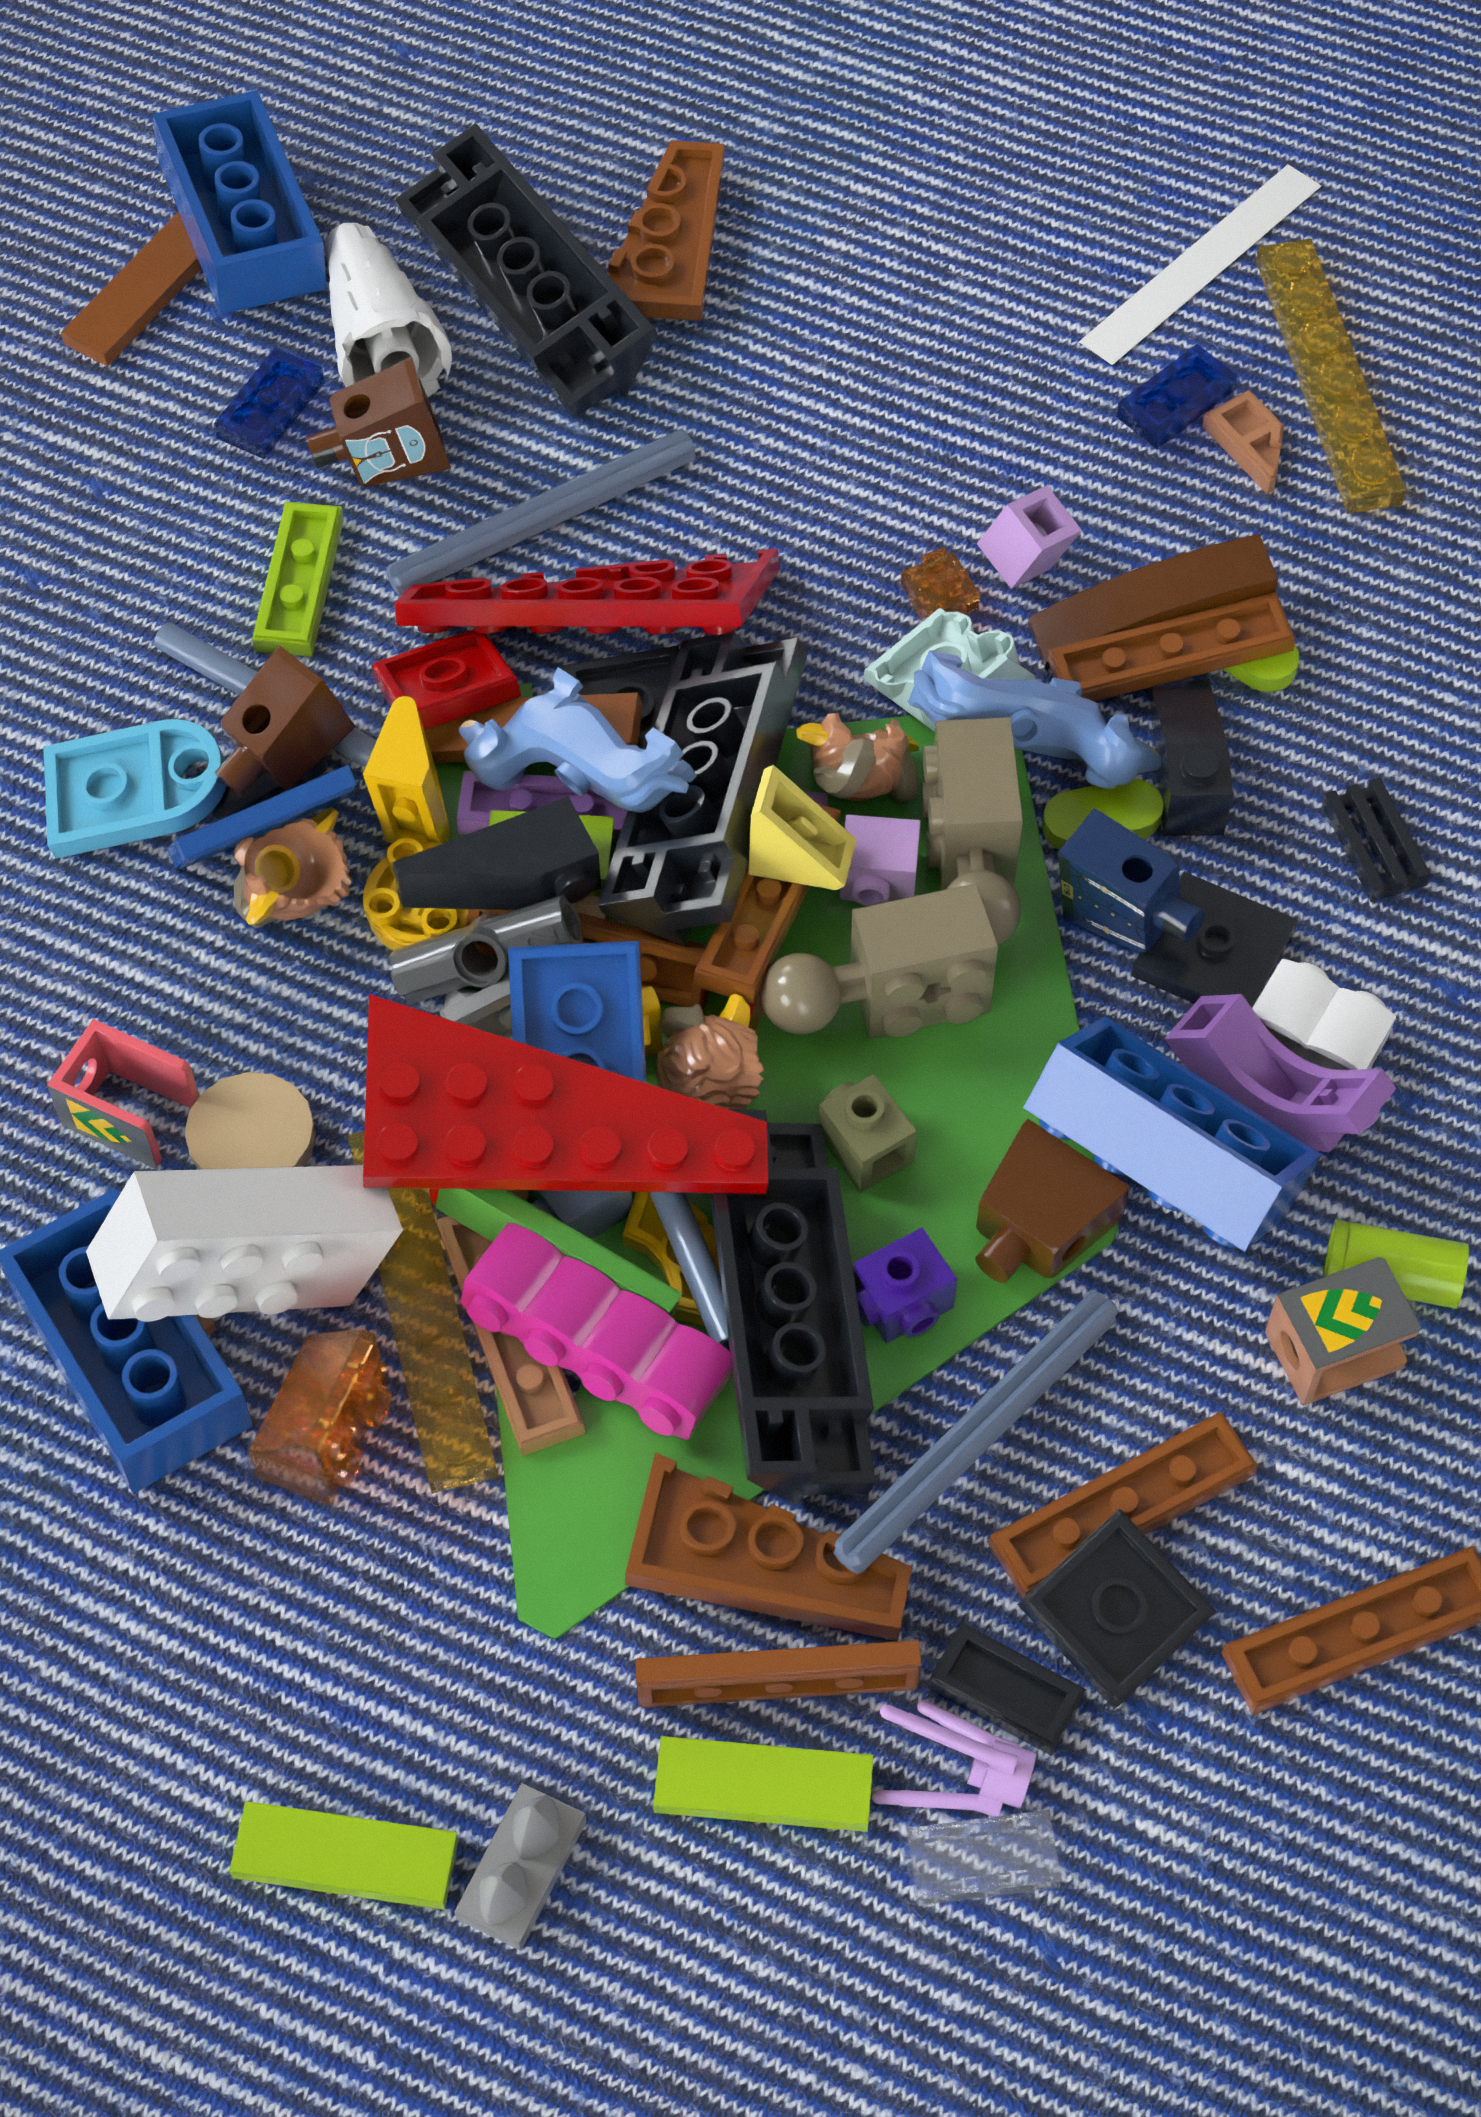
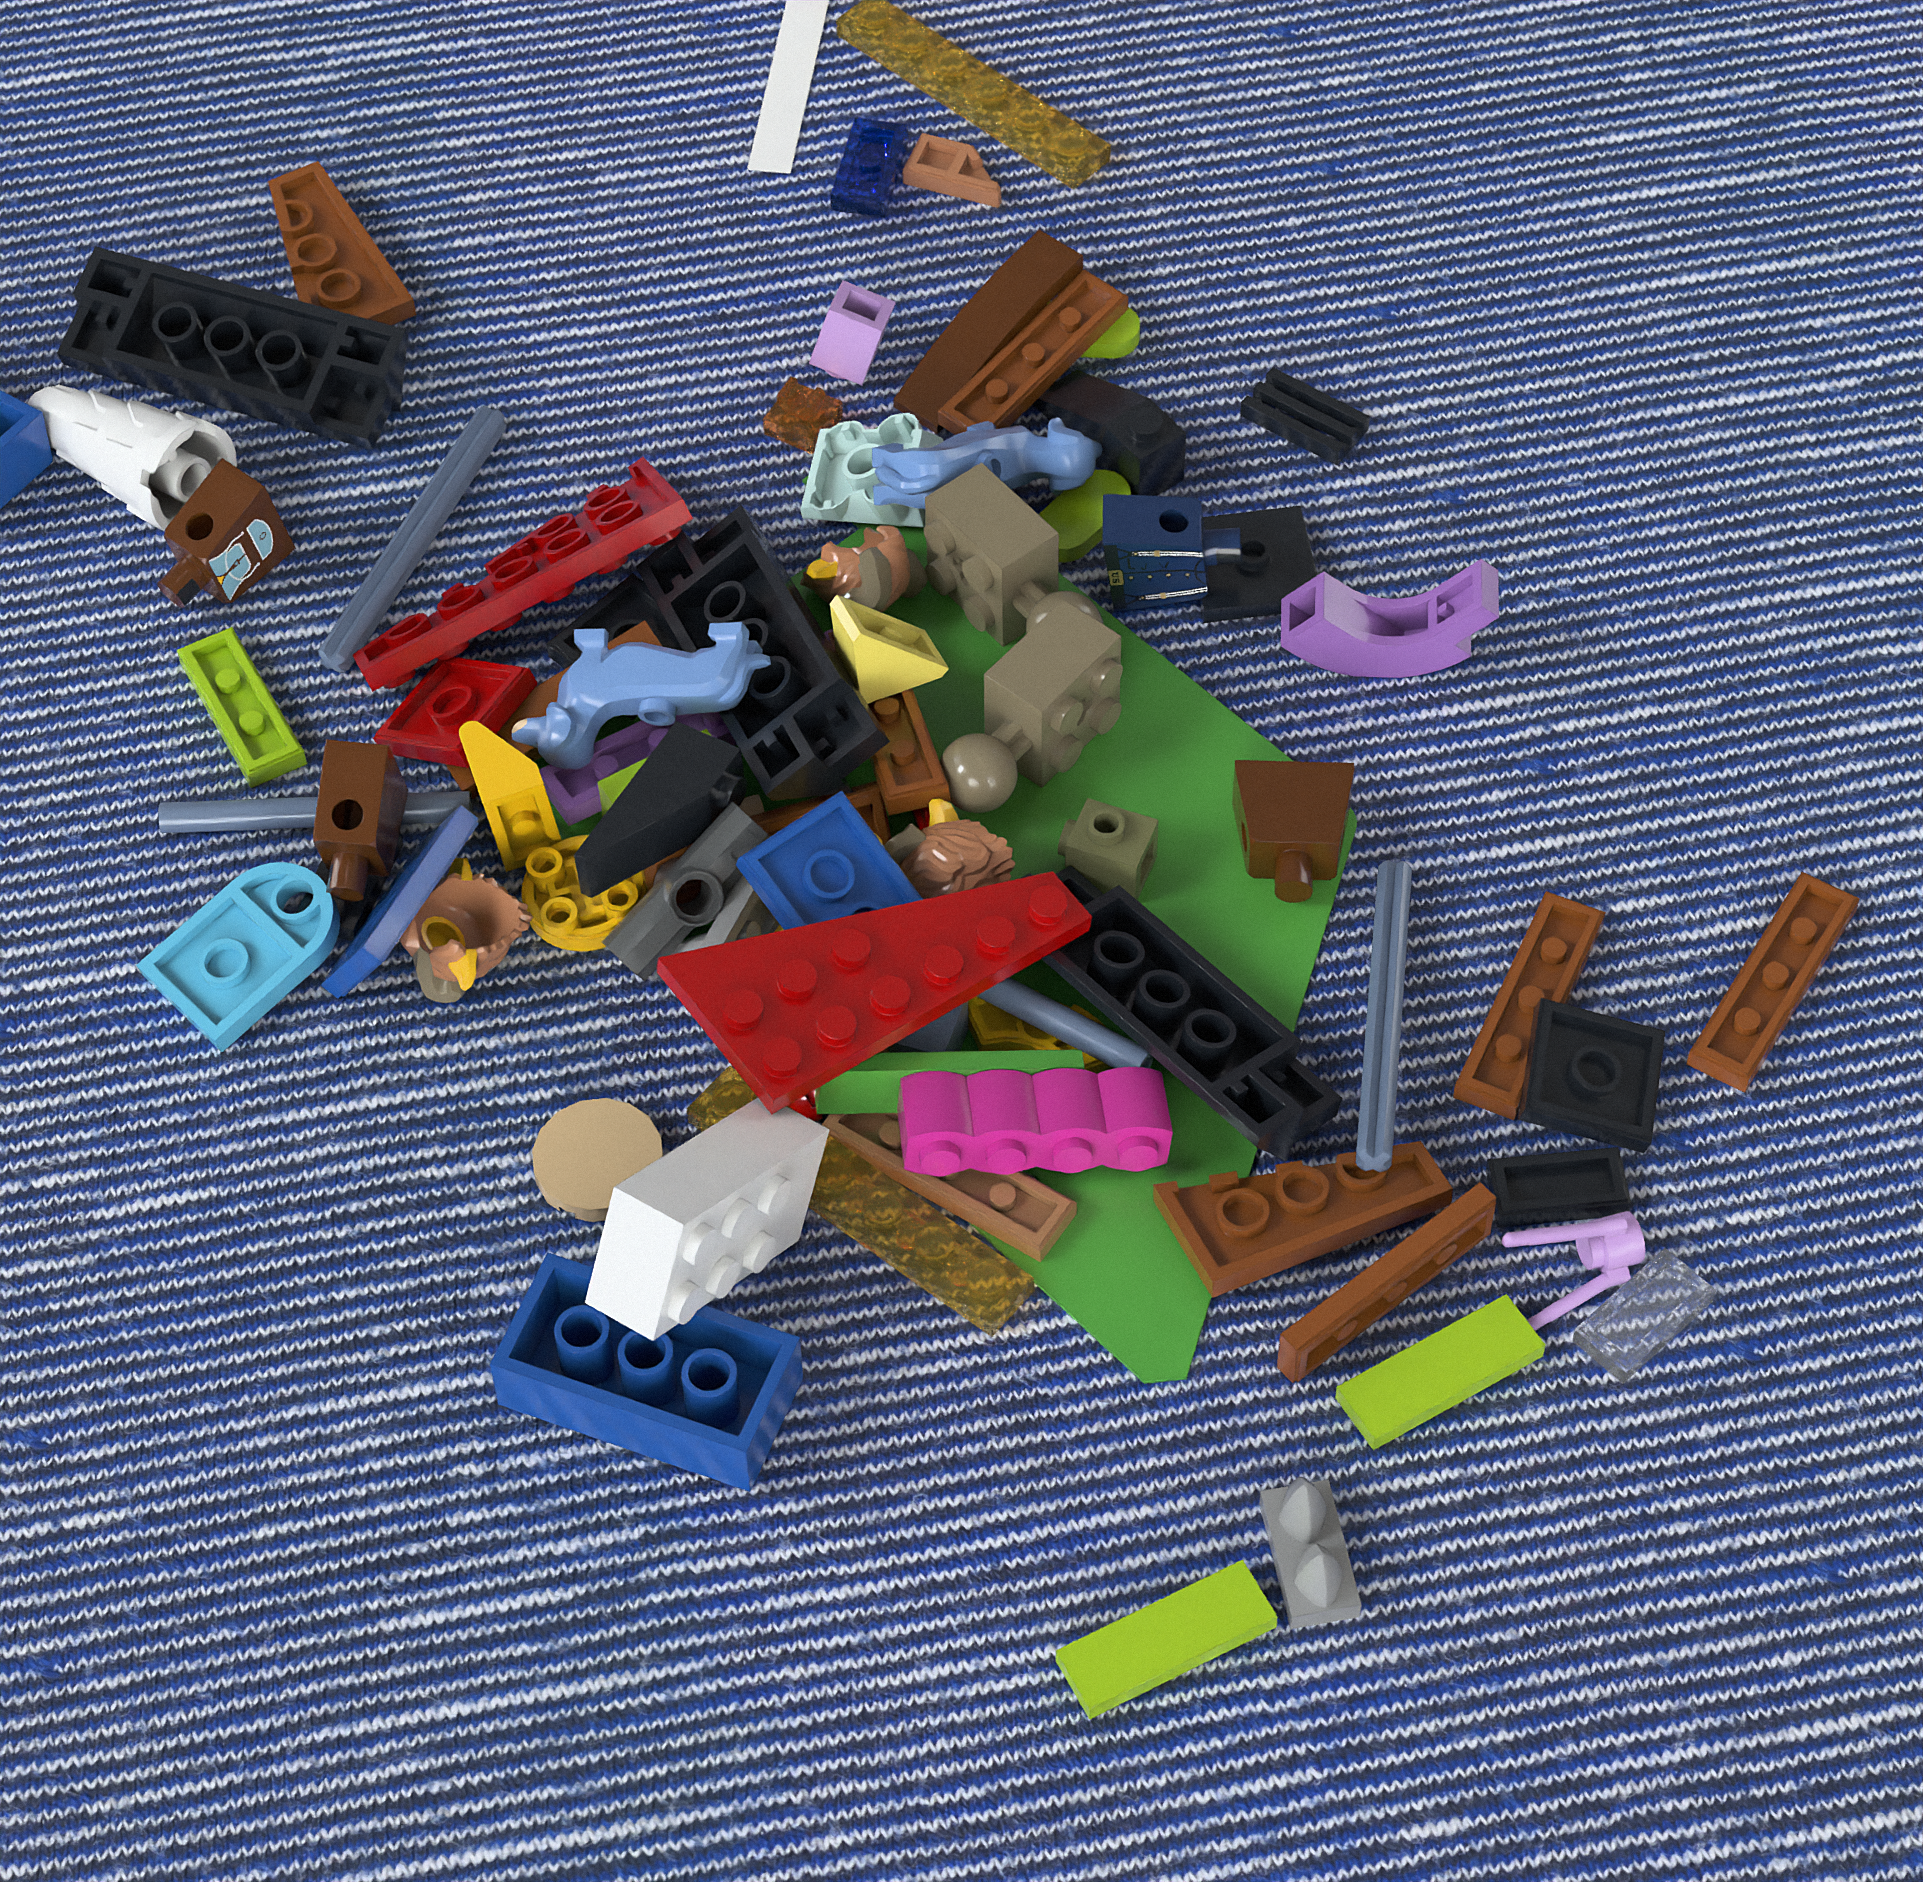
camera: 35 degrees left, 5 degrees down
(132, 1059) = (467, 1158): coral piece -> none
(269, 403) = (90, 578): clear blue plate -> none
(323, 1415) = (867, 1320): clear orange slope -> none
(882, 859) = (958, 638): lavender brick -> none
(904, 1287) = (1243, 939): dark purple brick -> none
(1171, 1133) = (1354, 706): brick -> none
(1321, 1020) = (1385, 563): white brick -> none
(1341, 1330) = (1587, 776): piece -> none
(1424, 1266) = (1583, 708): lime pin -> none

